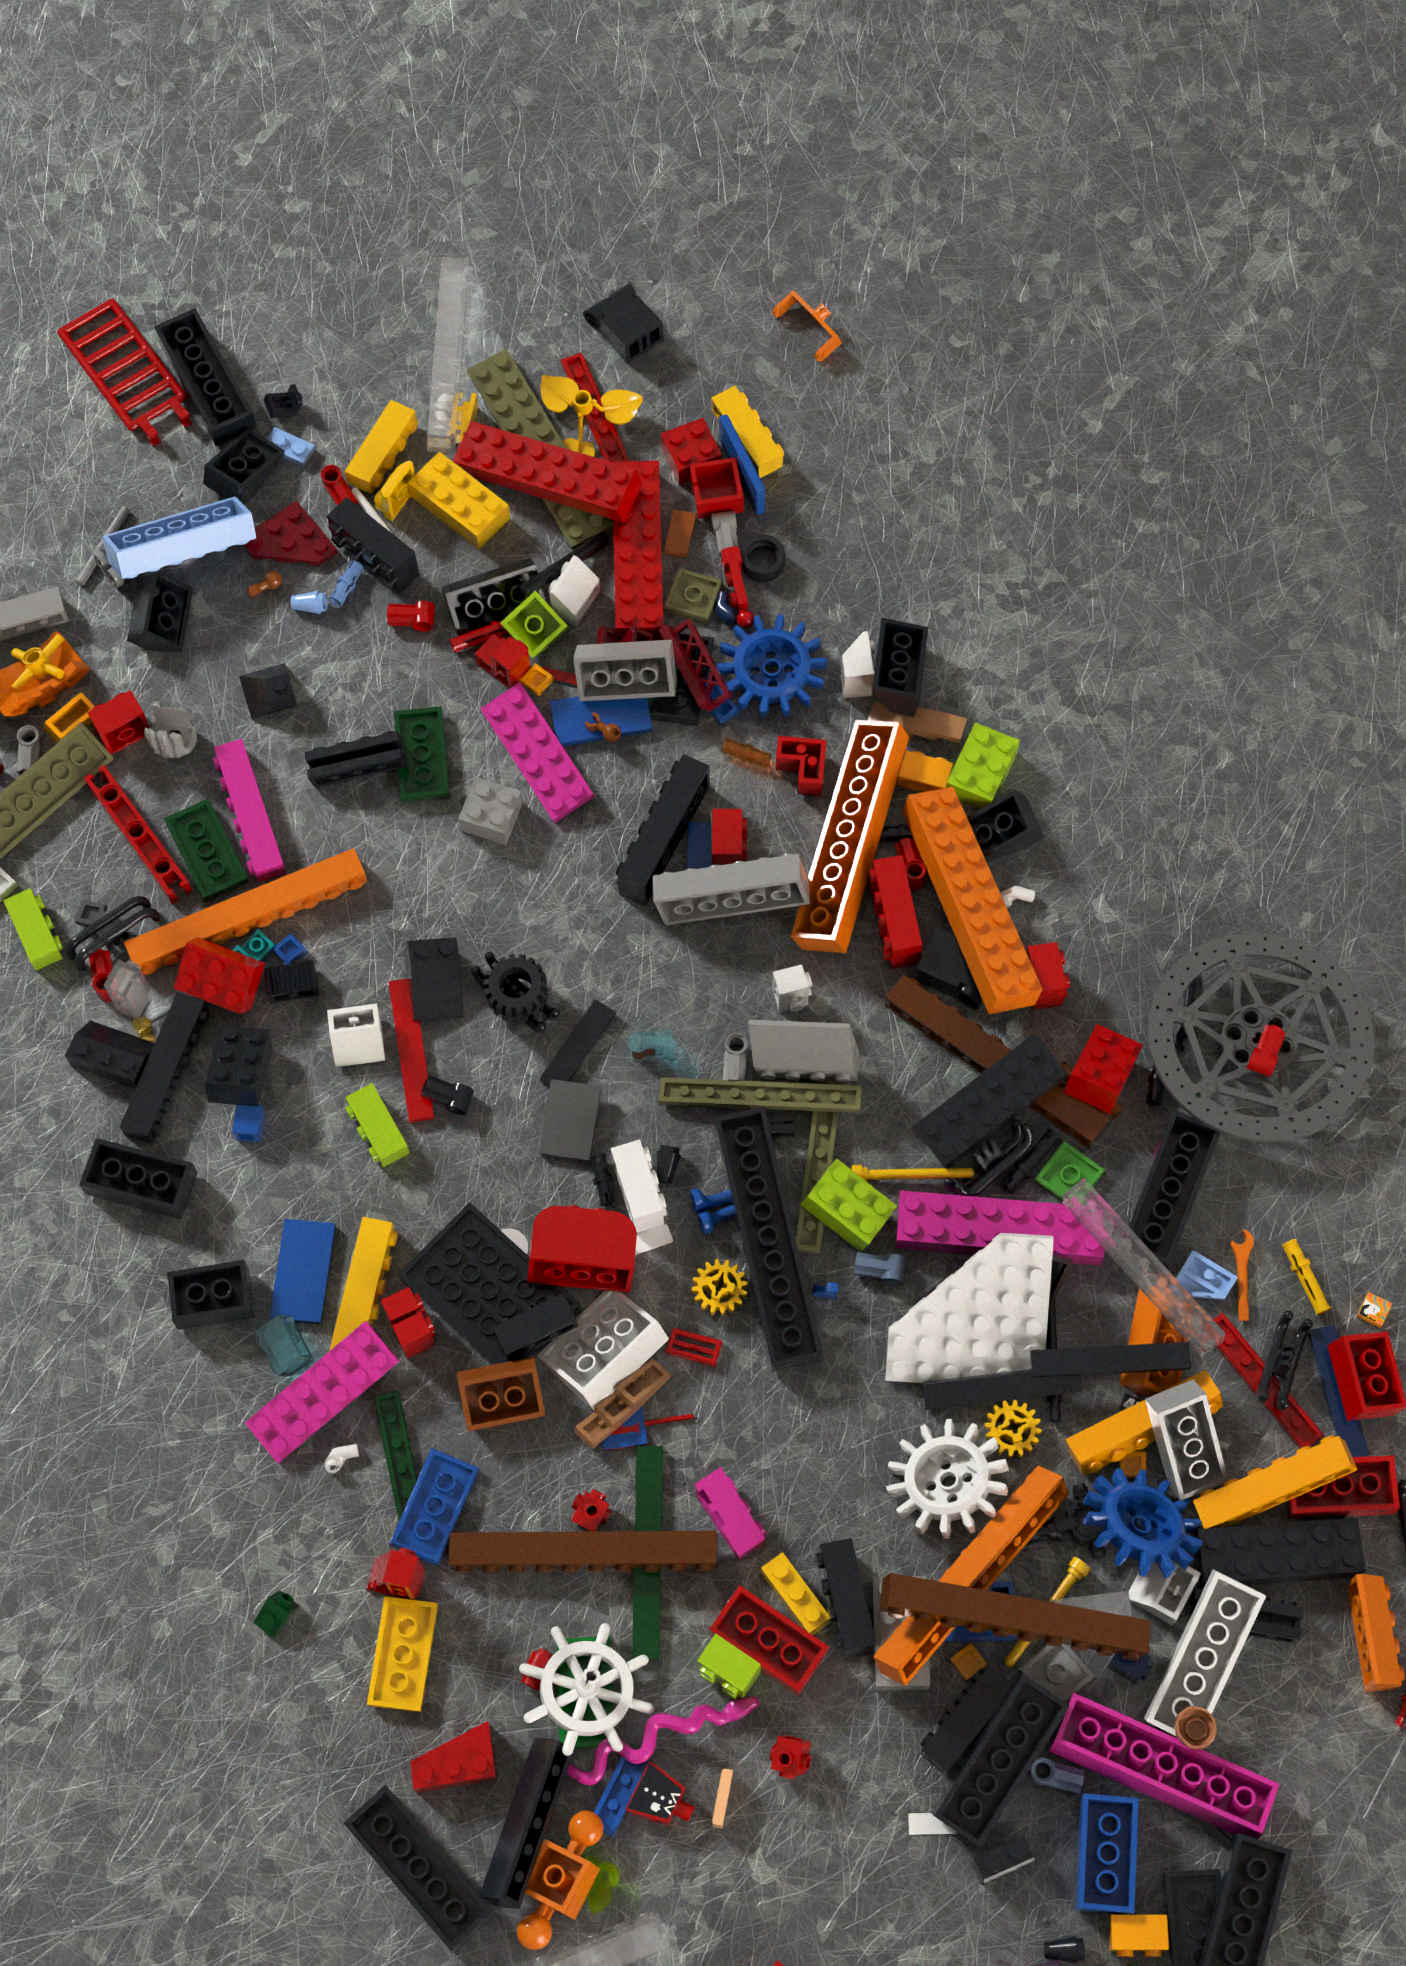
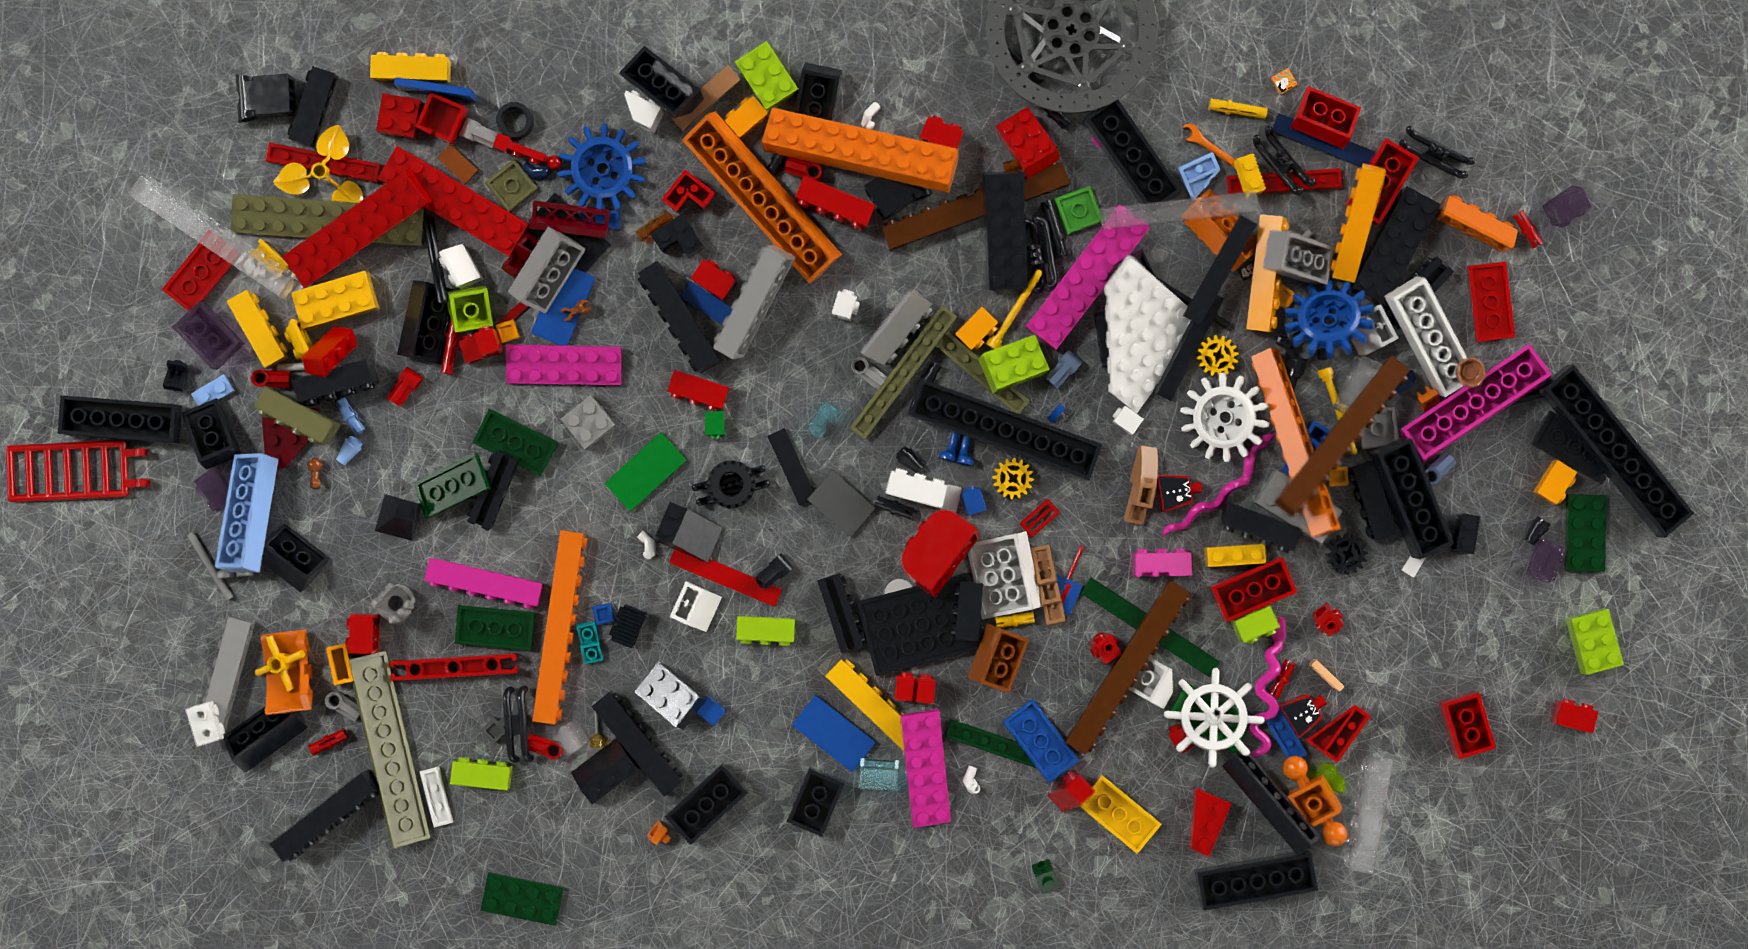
camera: 60 degrees left, 20 degrees up
(74, 1151) = (658, 833): none -> orange tile
(187, 496) = (214, 488): none -> clear purple brick
(219, 975) = (597, 672): red brick -> none
(311, 526) = (296, 415): none -> olive brick
(334, 714) = (451, 485): none -> dark green plate
(344, 406) = (208, 335): none -> clear purple brick
(395, 951) = (650, 545): none -> white arm
(396, 366) = (196, 277): none -> red plate
(401, 517) = (329, 351): none -> red brick
(445, 1194) = (840, 612): none -> black brick
(474, 901) = (645, 471): none -> green tile
(559, 1391) = (1015, 619): none -> yellow pin
(572, 937) = (714, 424): none -> green brick
(583, 1595) = (1154, 683): none -> white slope
(598, 899) = (698, 390): none -> red brick
(646, 369) = (313, 106): none -> black brick
(661, 1858) = (1339, 734): none -> red wedge
(665, 1260) = (973, 500): none -> blue brick
(685, 1747) = (1281, 680): none -> red pin
(755, 779) = (679, 232): none -> black brick
(807, 1436) = (1144, 484): none -> medium nougat slope
(825, 1480) = (1176, 491): none -> black torso
(861, 1145) = (976, 329): none -> light orange brick
(868, 1534) = (1226, 489): none -> dark pink animal
(870, 1373) = (1127, 420): none -> white brick
(886, 1740) = (1349, 545): none -> black gear
(1106, 1854) = (1501, 471): blue brick -> none
(1131, 1707) = (1428, 400): none -> orange tile
(1241, 1332) = (1249, 174): none -> yellow brick
(1265, 1055) = (1088, 36): red piece -> none
(1296, 1712) = (1490, 301): none -> red plate

